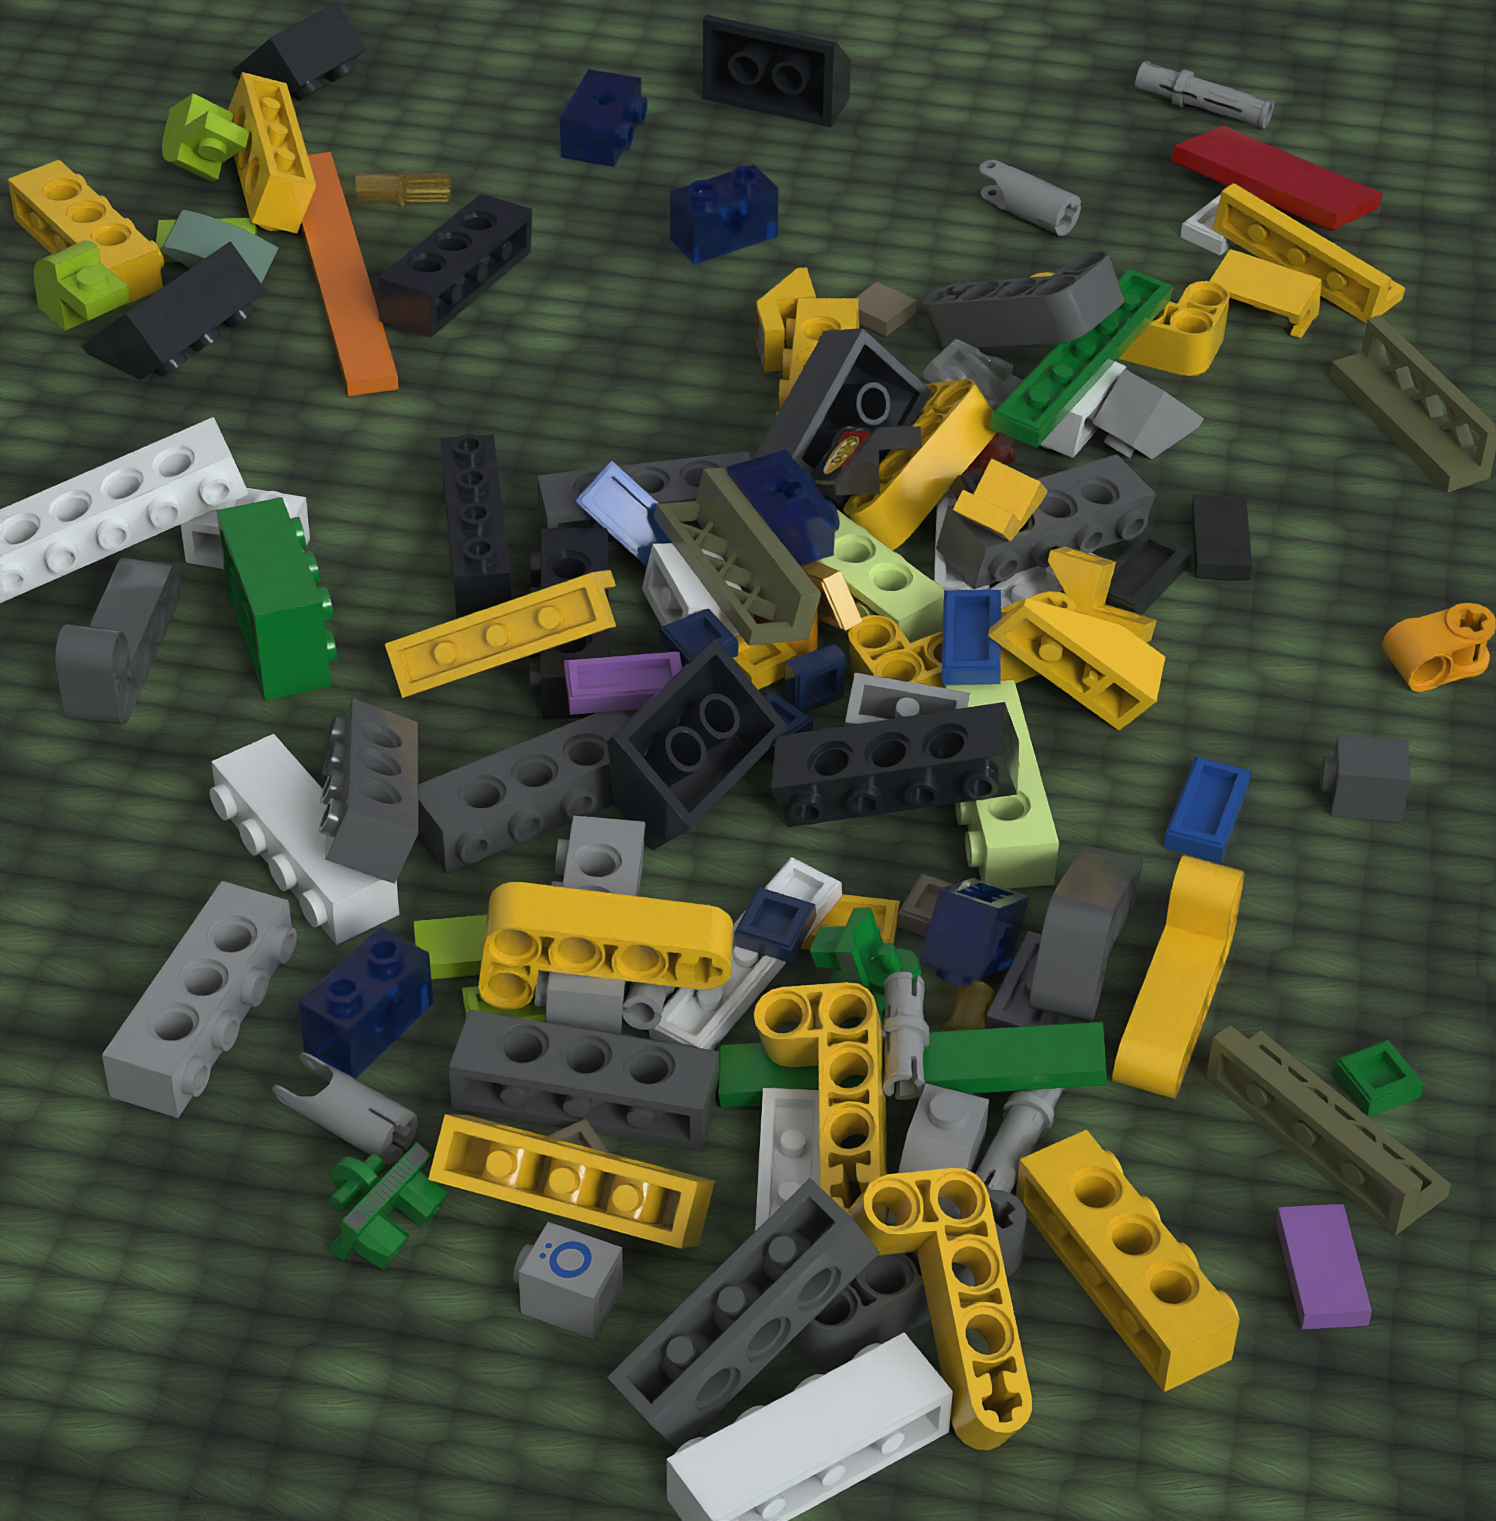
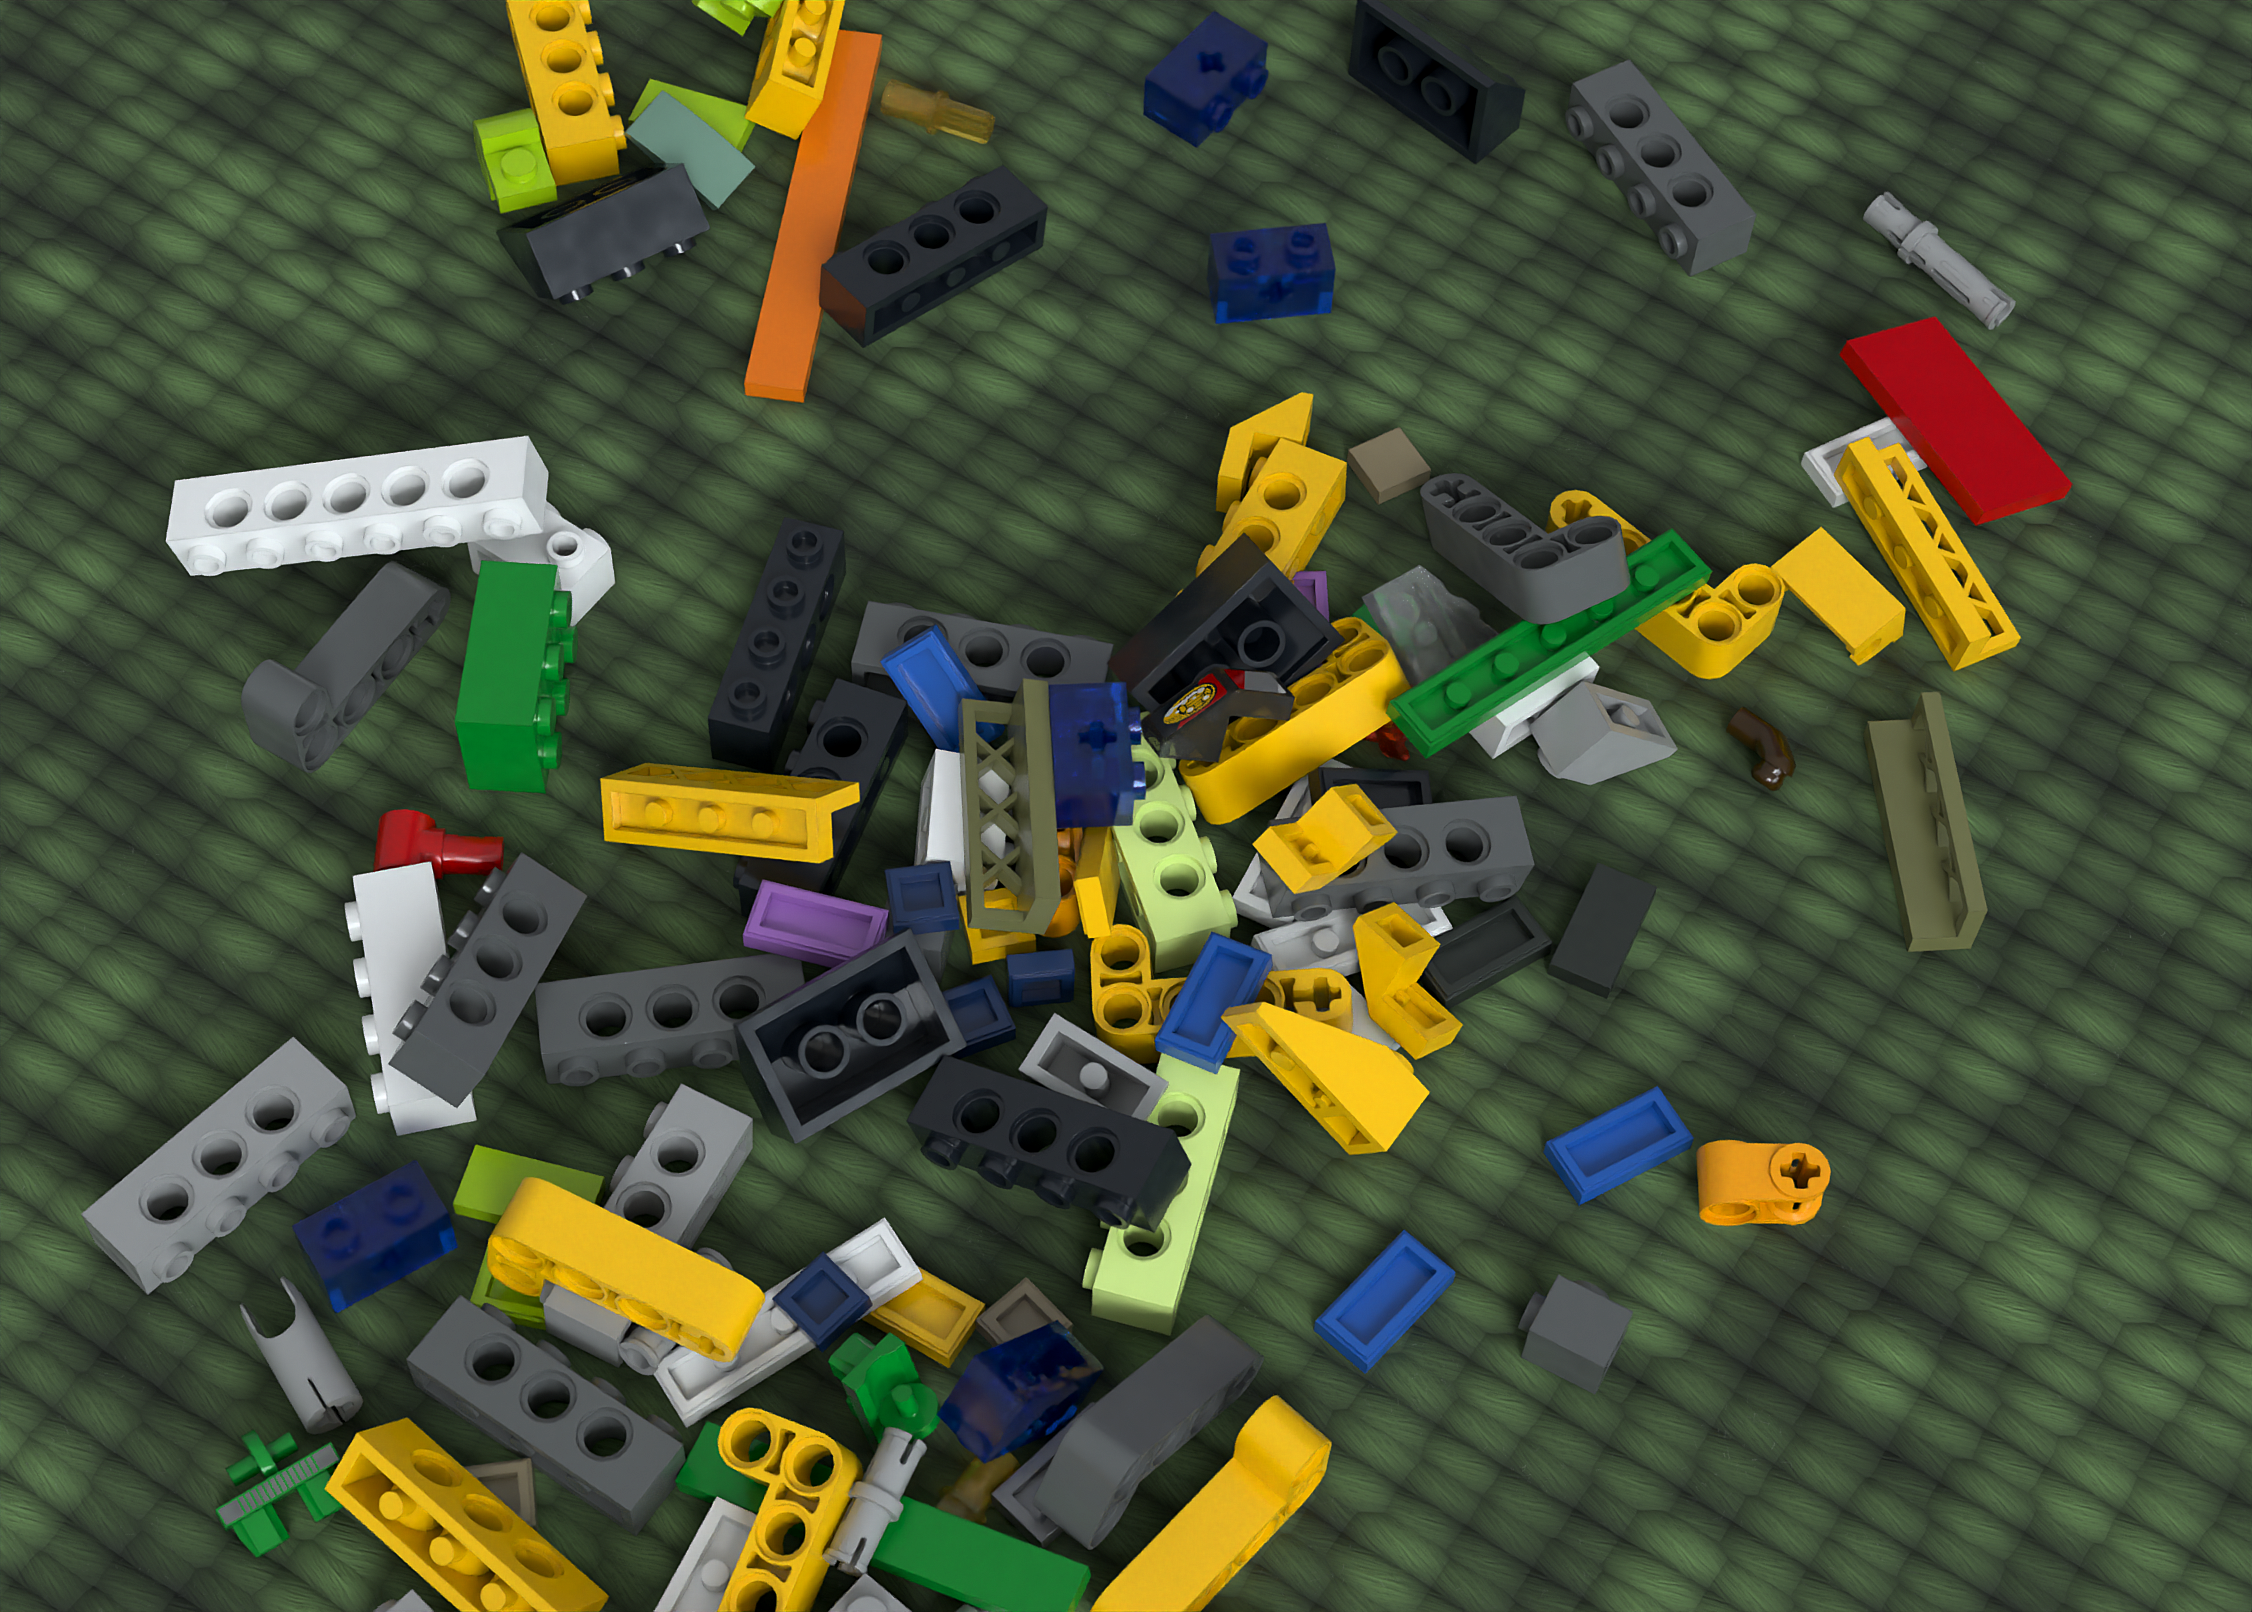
camera: 20 degrees right, 15 degrees up
(239, 728) = (413, 838): none -> red pin
(972, 88) = (1659, 168): none -> dark grey brick
(1030, 198) = (1642, 358): light grey piece -> none
(1279, 400) = (1768, 743): none -> dark brown arm
(1318, 662) = (1618, 1145): none -> blue tile

